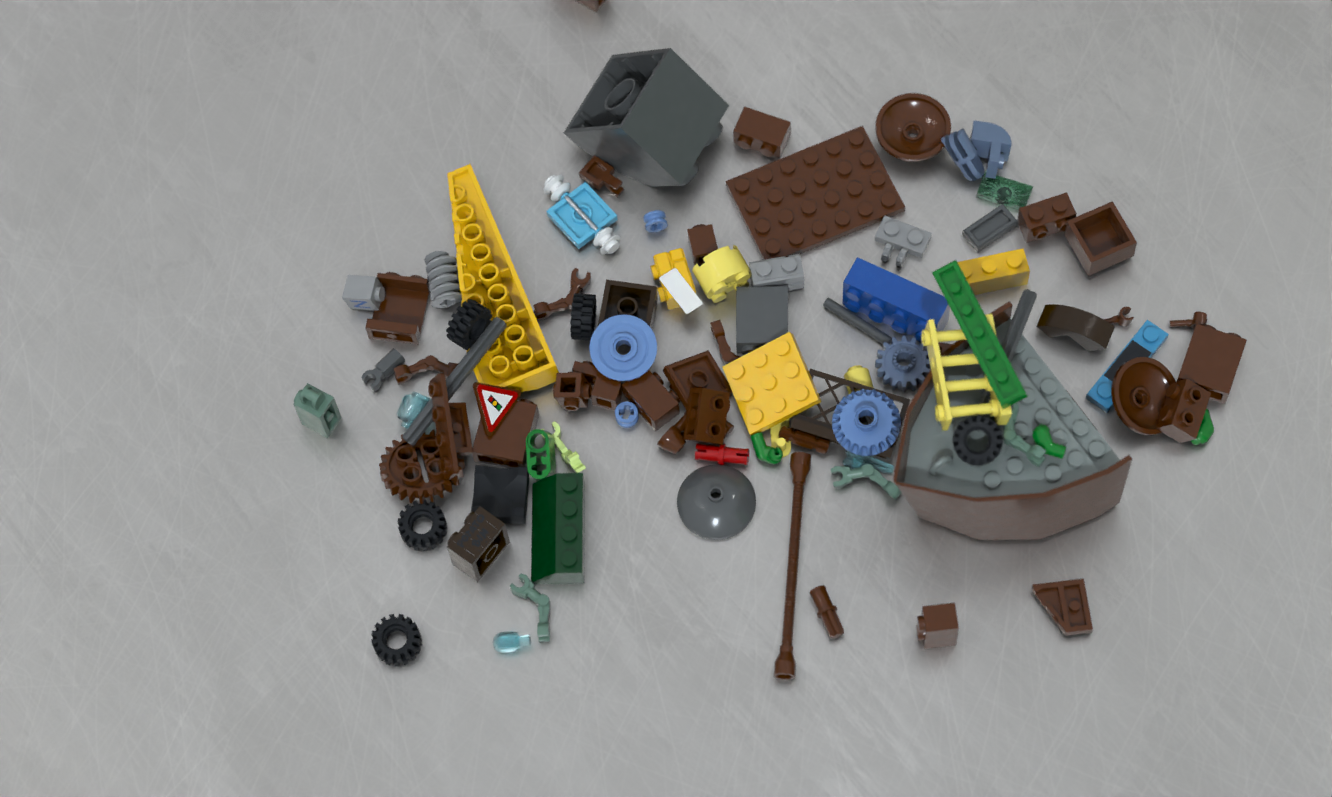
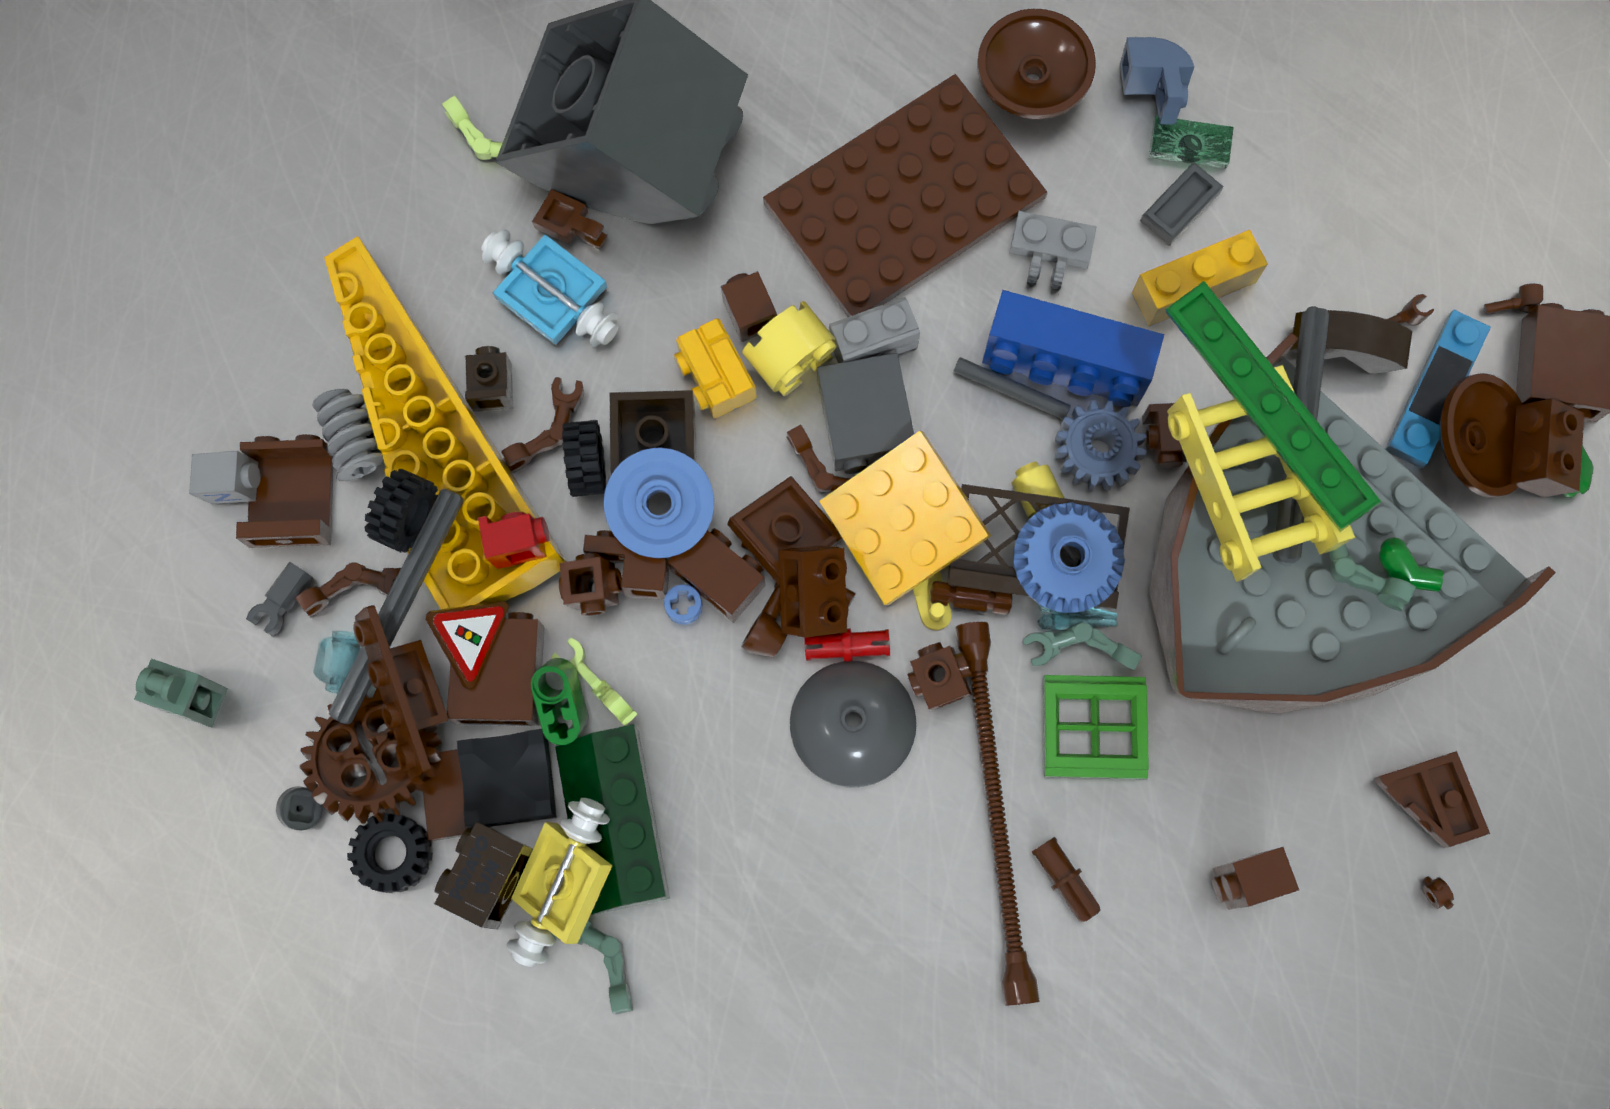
camera: 15 degrees left, 10 degrees up
(372, 491) = (298, 809): none -> dark grey tile
(392, 625) = (356, 1060): black tyre -> none
(460, 500) = (445, 799): none -> reddish brown tile
(510, 641) = (570, 1026): clear light blue cylinder -> none
(521, 555) = (560, 883): none -> light yellow plate
(532, 352) = (513, 539): none -> red brick
(535, 269) = (490, 392): none -> dark brown brick
(545, 102) = (483, 147): none -> yellowish green piece
(655, 221) = (666, 279): medium blue bush -> none
(681, 291) = (731, 389): white sticker -> none
(762, 132) = (803, 110): reddish brown brick -> none
(764, 452) = (914, 629): green arm -> none
(774, 480) = (952, 687): none -> reddish brown brick
(860, 550) = (1095, 764): none -> bright green piece
(964, 154) = (1123, 93): sand blue arm -> none
(985, 425) = (1318, 609): black tyre -> none
(1045, 217) = (1268, 173): reddish brown brick -> none
(1054, 659) = (1438, 893): none -> reddish brown piece
(1100, 238) = (1359, 192): reddish brown piece -> none

